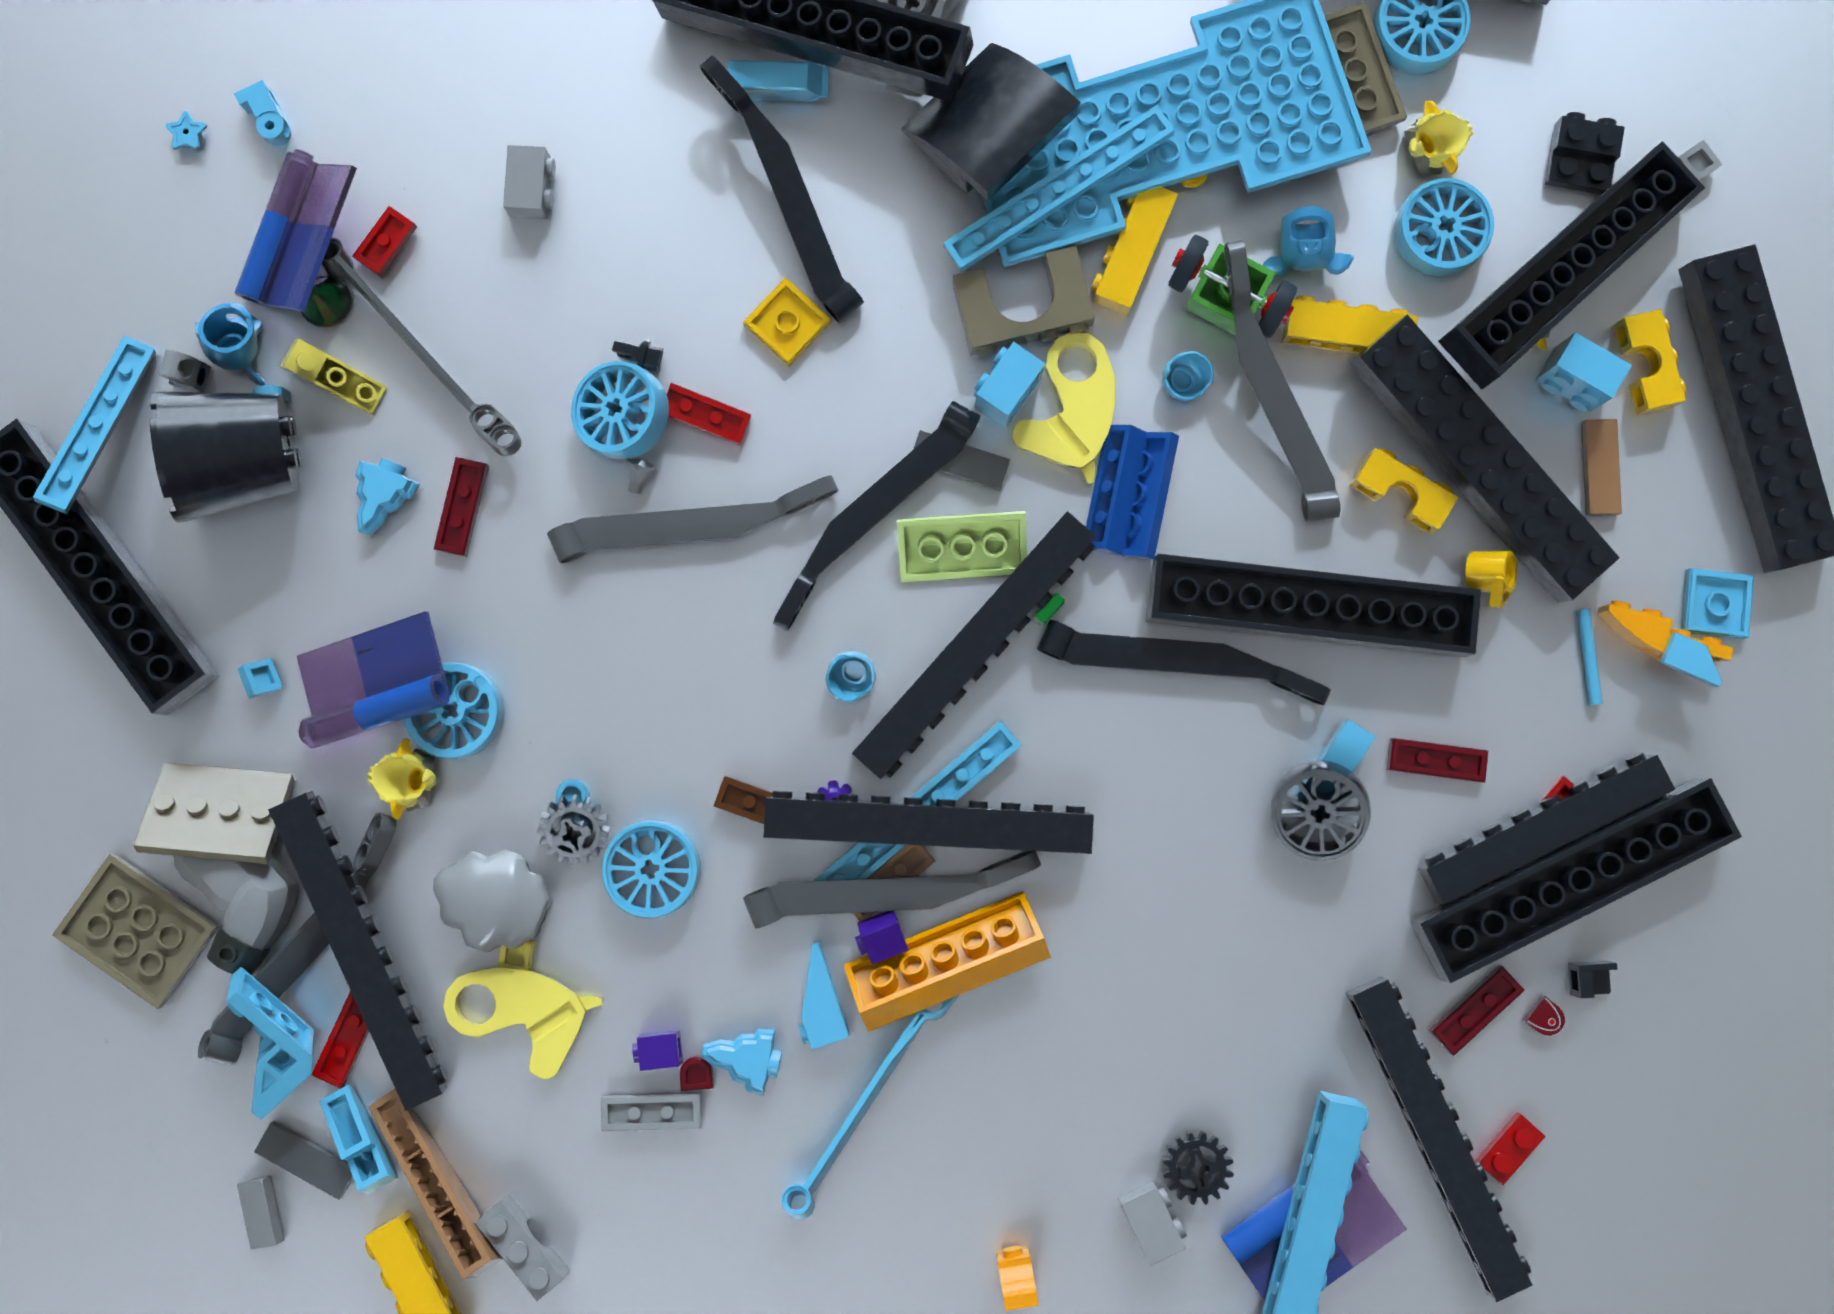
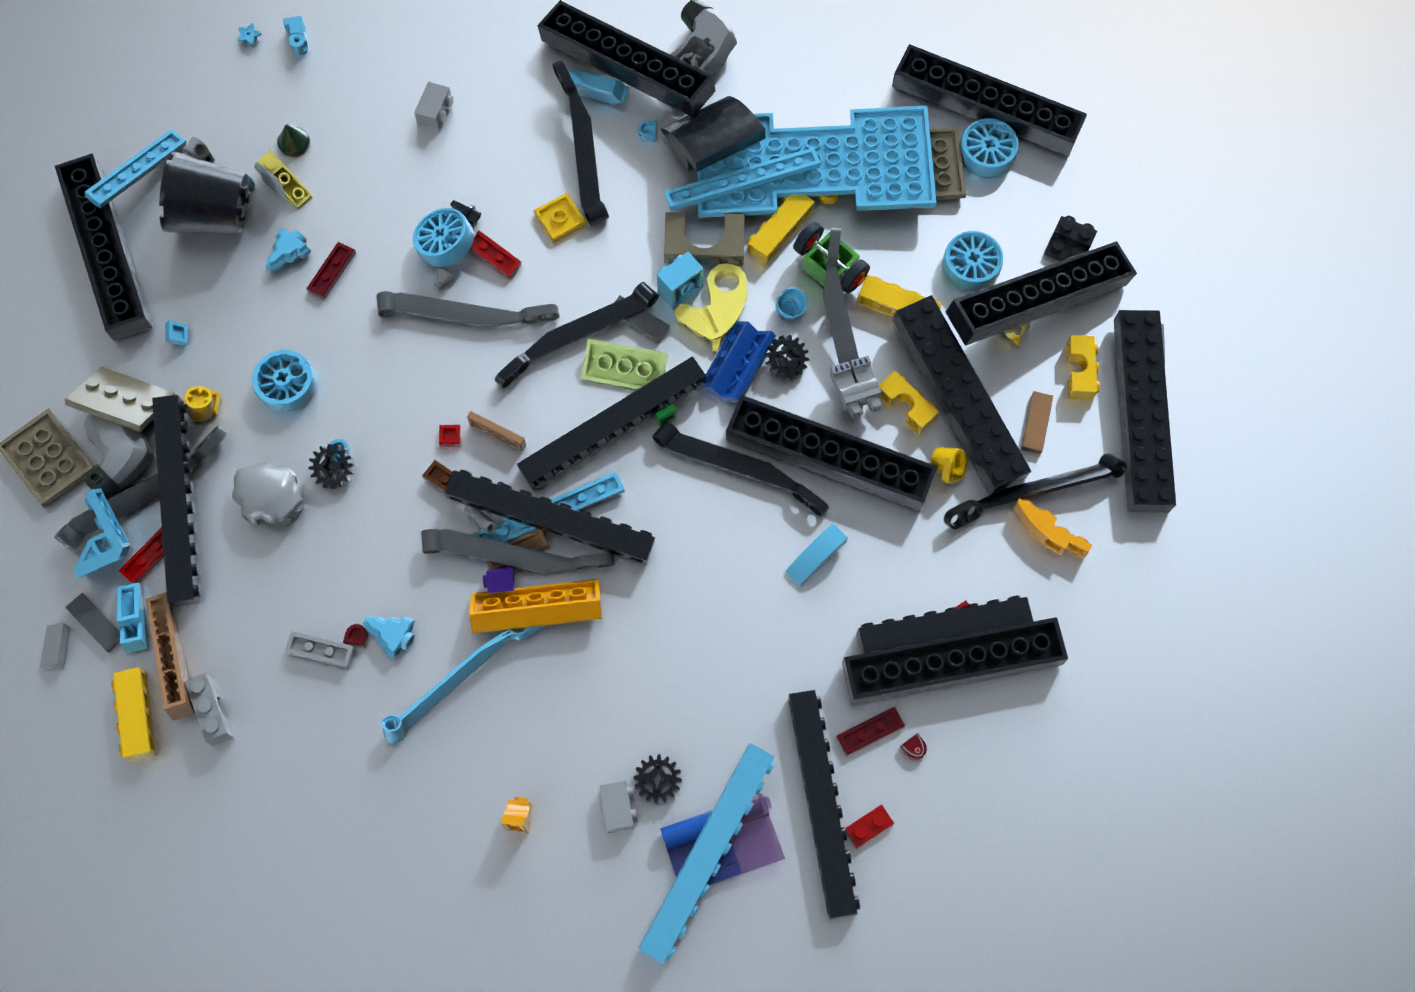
camera: 15 degrees right, 15 degrees down
(230, 341) = (230, 146): dark azure piece -> none
(294, 232) = (288, 97): clear purple door -> none
(319, 387) = (270, 180): none -> white sticker
(338, 782) = (200, 403): none -> yellow piece
(340, 265) = (309, 123): dark grey piece -> none
(372, 680) = (241, 348): clear purple door -> none
(384, 241) = (339, 116): red plate -> none
(404, 779) = (240, 410): light yellow hair -> none
(518, 958) = (270, 536): light yellow tile -> none
(523, 996) = (274, 565): light yellow animal -> none
(636, 832) = (367, 480): medium azure piece -> none
(658, 1050) = (337, 612): dark purple brick -> none
(732, 727) = (449, 435): none -> red tile
(801, 704) = (496, 431): none -> medium nougat tile
(822, 1009) = (448, 612): medium azure slope -> none
(827, 853) = (481, 519): none -> light grey piece
(850, 676) = (531, 421): medium azure hair -> none
(878, 133) = (647, 130): none -> medium azure tile
(1200, 452) = (793, 351): none -> black gear
(1308, 245) = (886, 251): dark azure piece -> none
(1320, 771) = (798, 565): black piece -> none
(1327, 491) = (856, 386): none -> light grey hips
(1437, 140) = (980, 210): light yellow hair -> none
(1437, 760) = (886, 569): dark red tile -> none
(1583, 373) = (1036, 359): medium azure brick -> none
(1589, 656) = (1001, 531): medium azure bar -> none
(1590, 978) = (951, 729): black panel -> none
(1691, 659) = (1062, 542): medium azure tile -> none
(1700, 160) = (1141, 262): light grey plate -> none
(1717, 603) = (1092, 521): medium azure tile -> none
(1723, 519) = (1107, 466): none -> black piece

